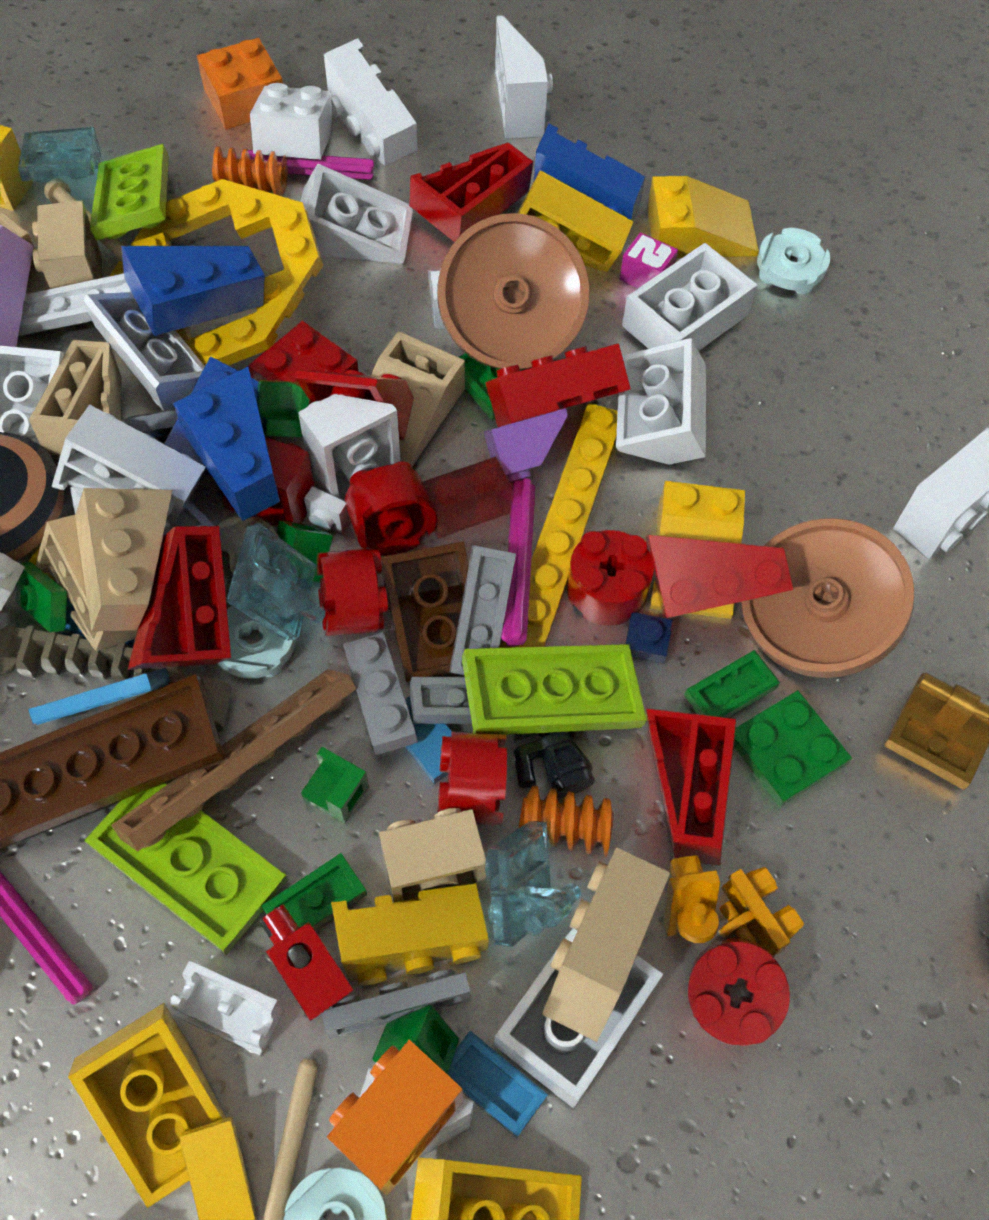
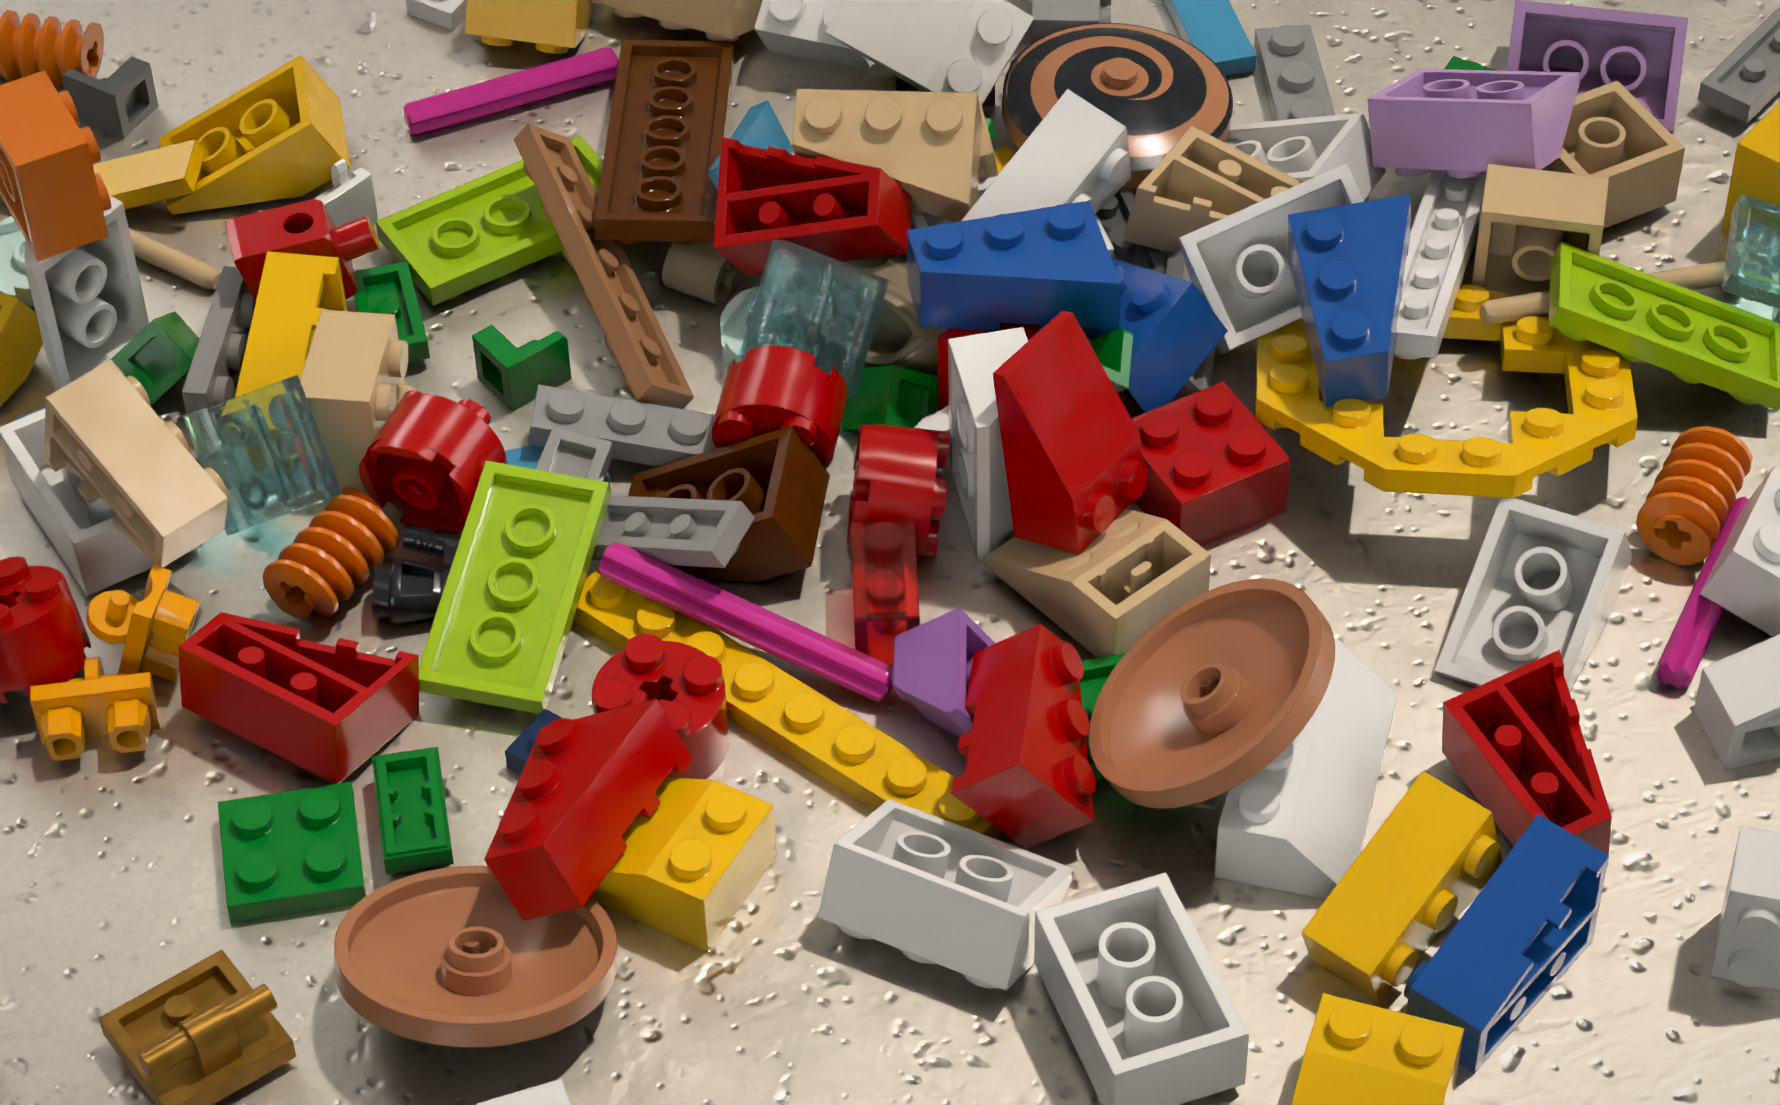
camera: 115 degrees right, 15 degrees down
(646, 260) = (1278, 990): dark pink brick -> none

